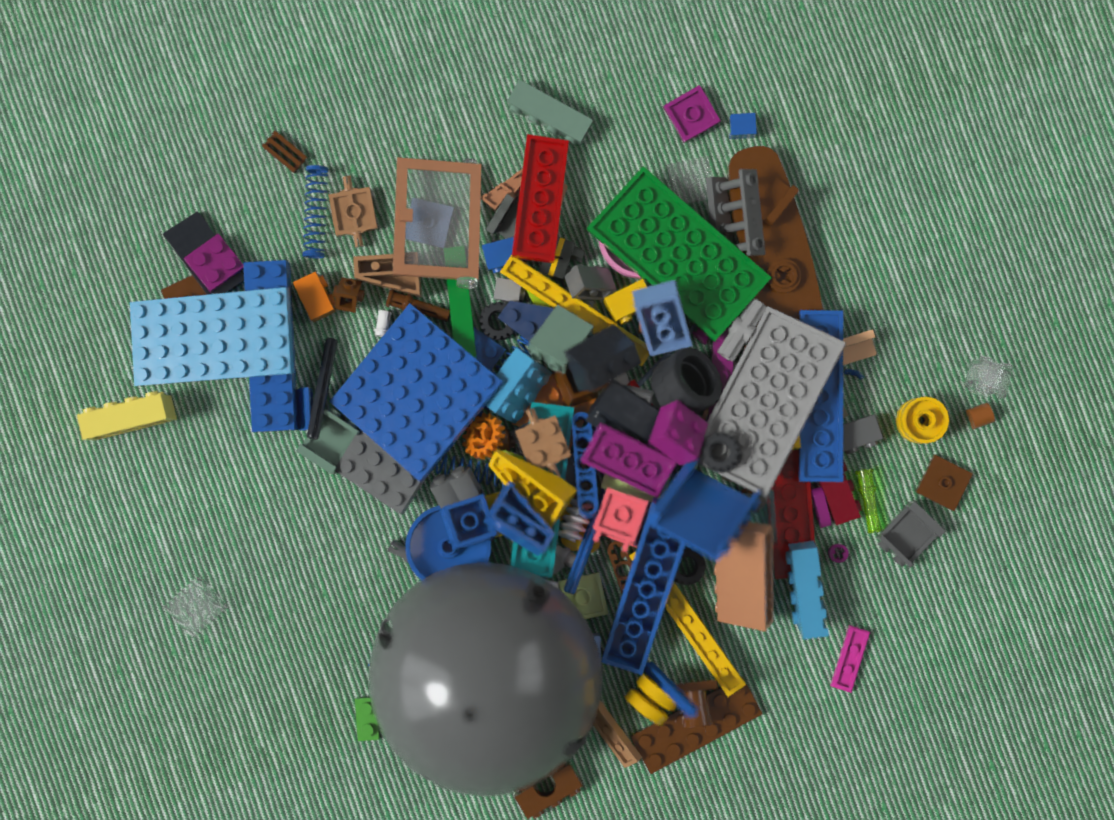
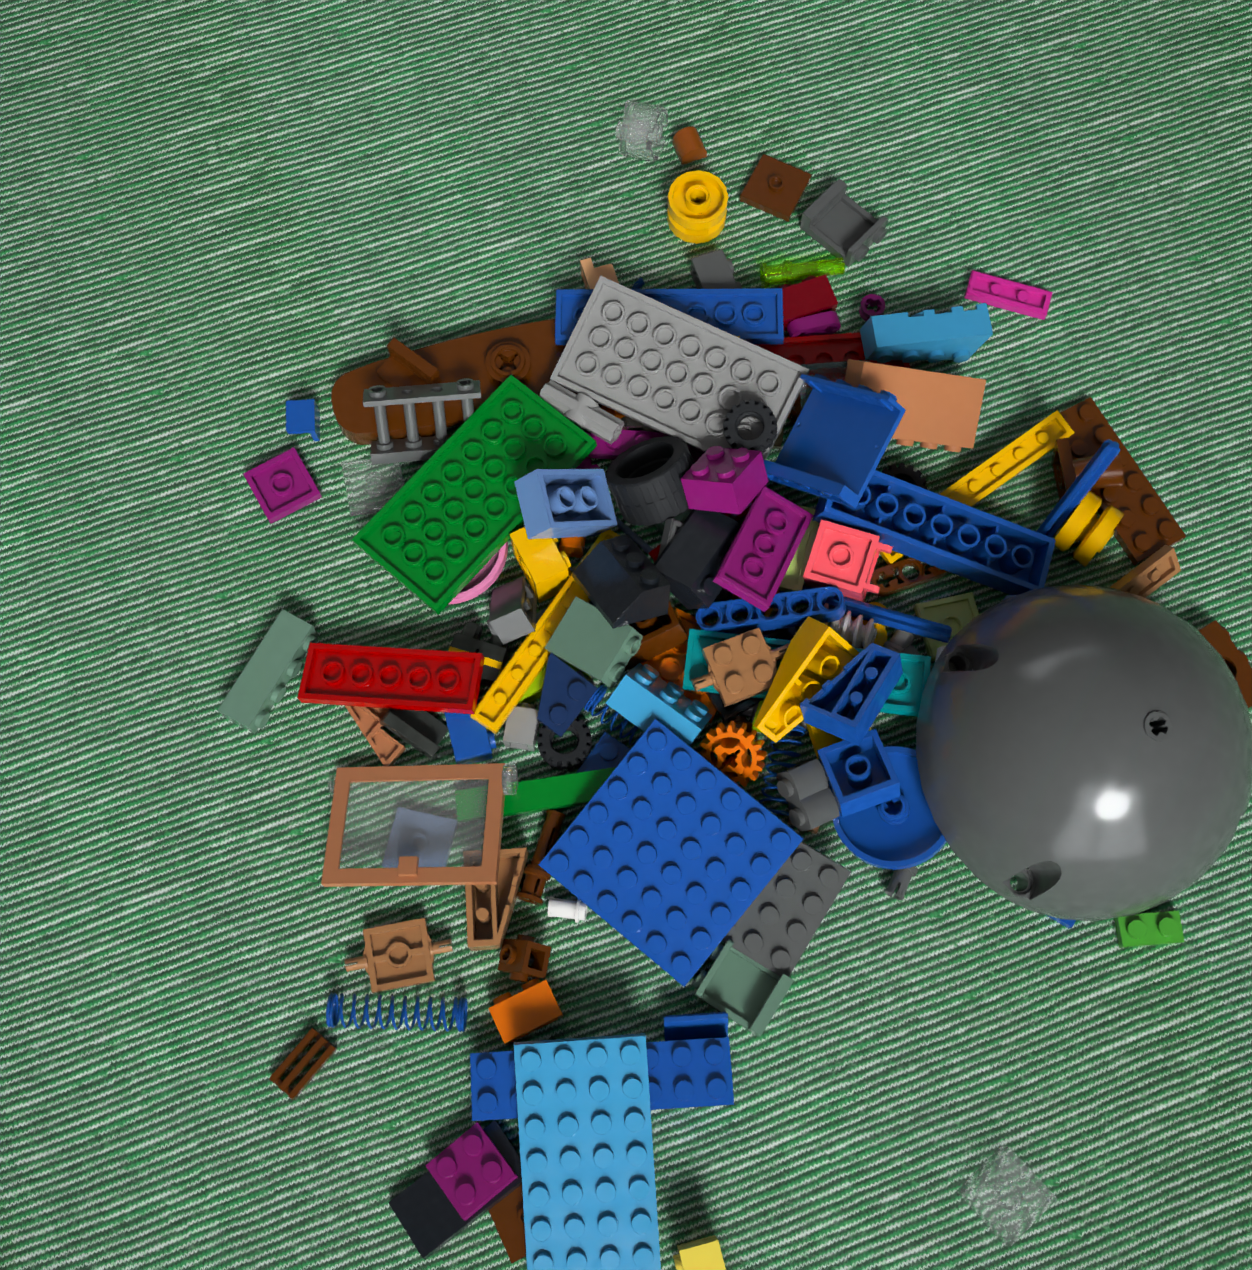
camera: 90 degrees left, 15 degrees down
(322, 388) = (666, 997): black axle -> none

